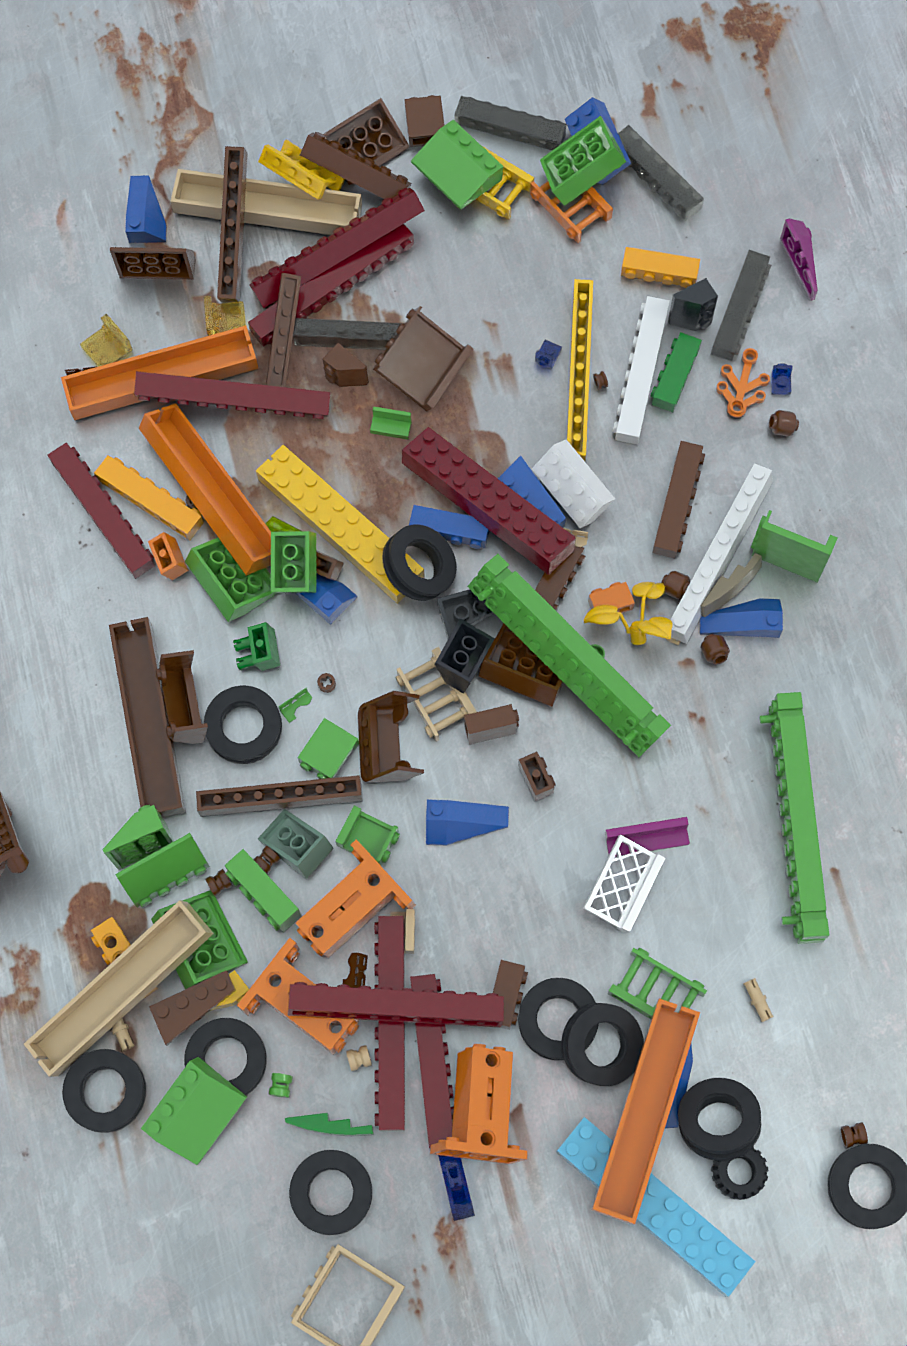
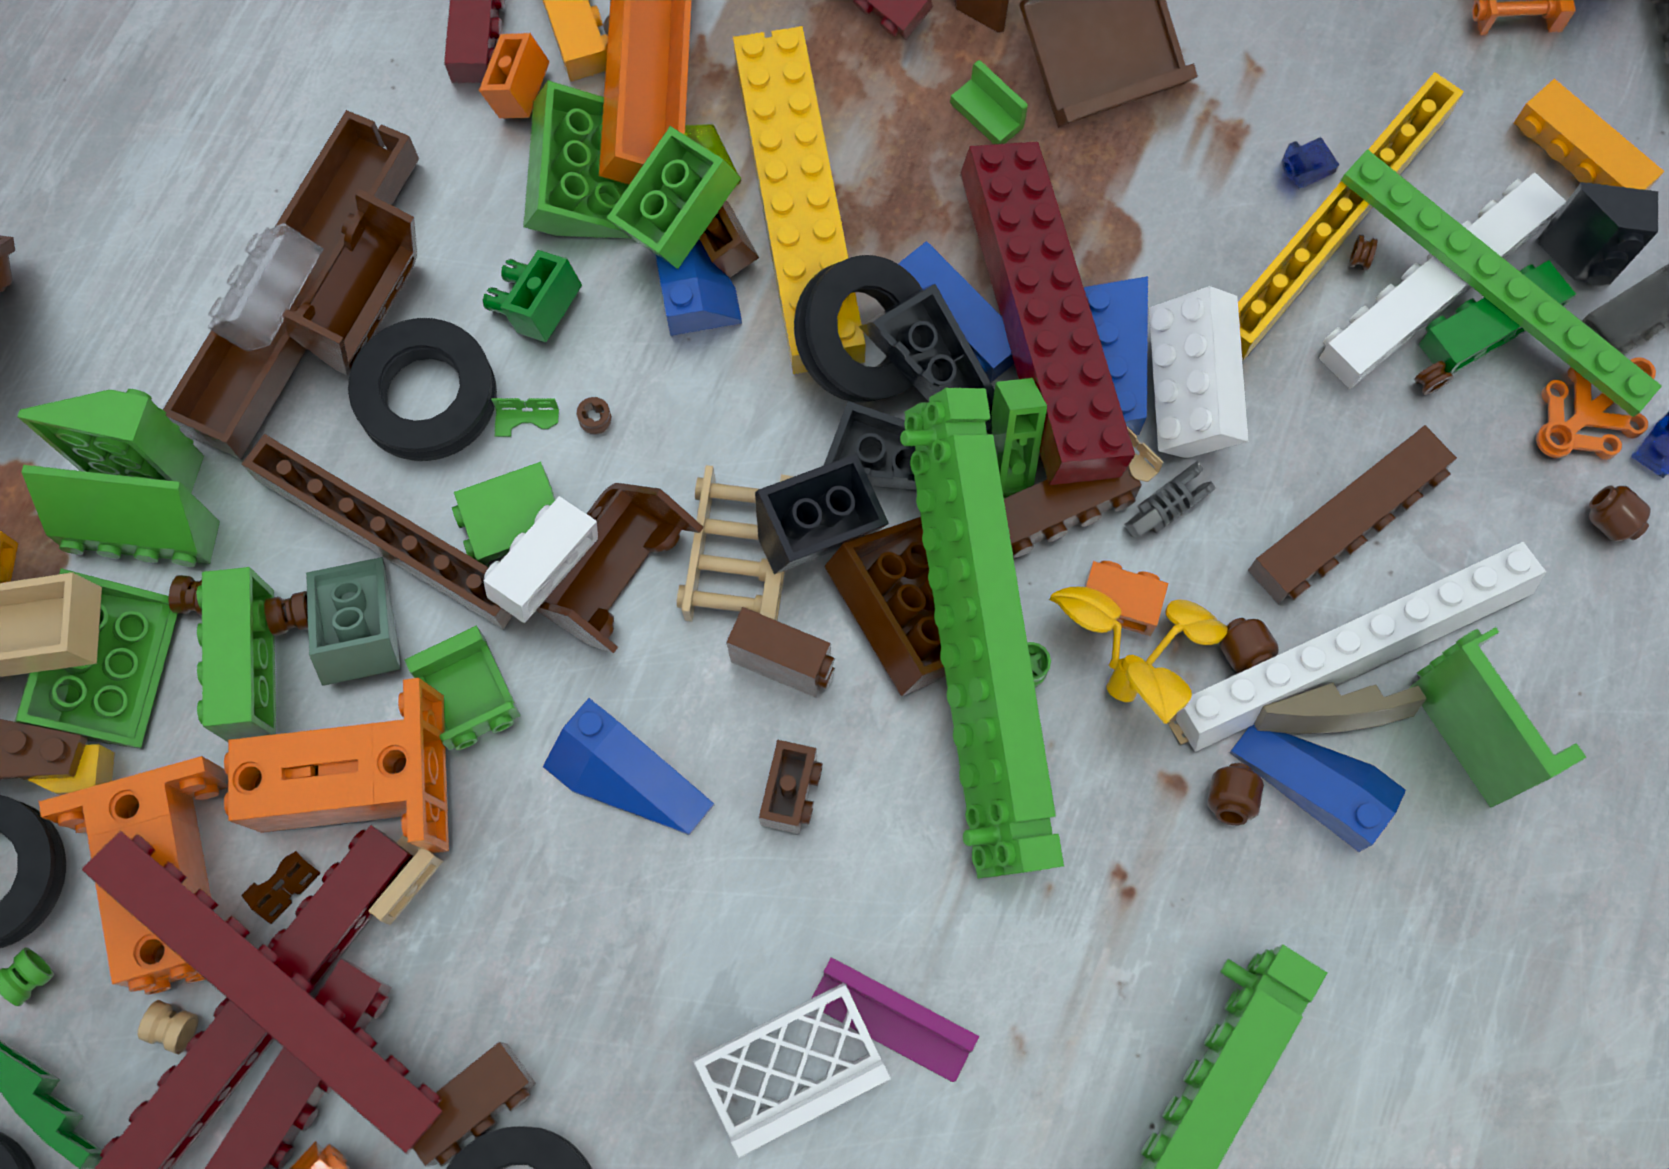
camera: 35 degrees right, 0 degrees up
(146, 728) = (264, 287): none -> clear brick
(362, 756) = (540, 558): none -> white brick
(455, 551) = (928, 345): none -> black wedge
(518, 557) = (1017, 432): none -> bright green slope
(599, 547) = (1168, 502): none -> dark grey hinge
(667, 357) = (1501, 283): none -> bright green plate
(669, 416) = (1433, 378): none -> reddish brown bush

